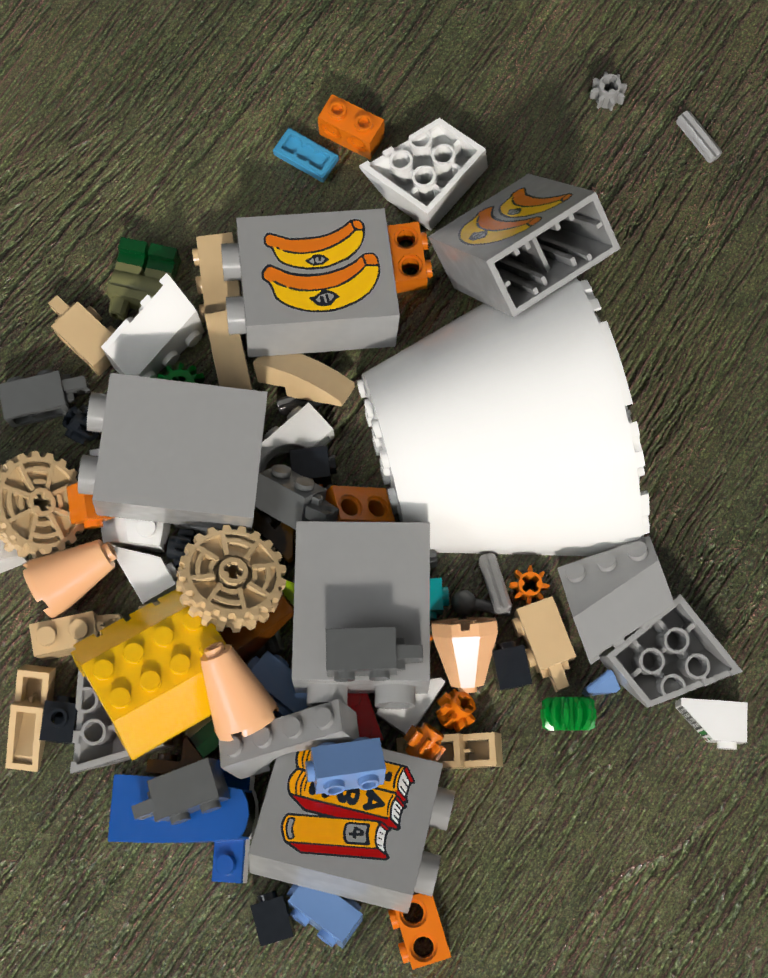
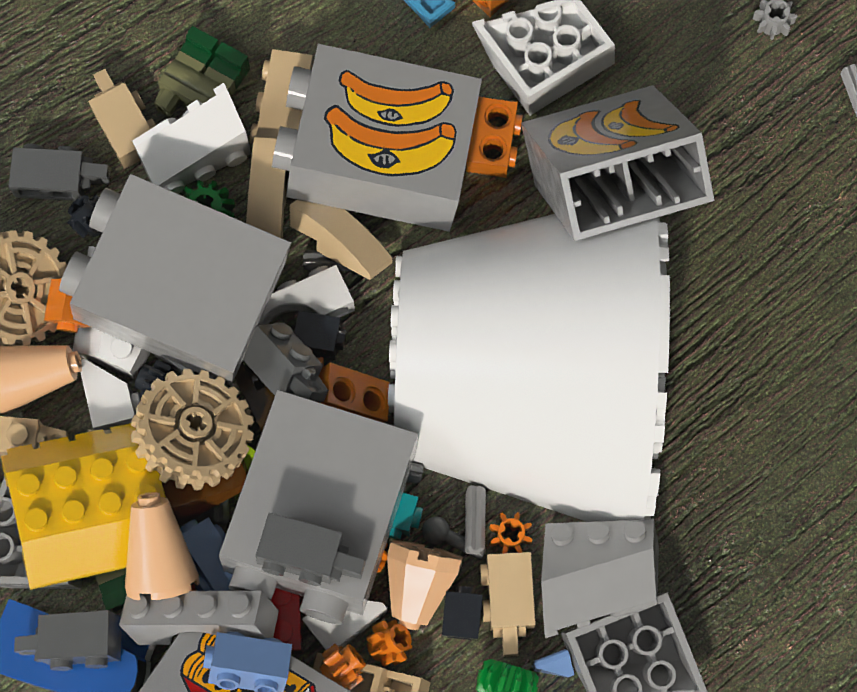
camera: 15 degrees right, 0 degrees up
(167, 762) = (69, 604): dark brown slope -> none

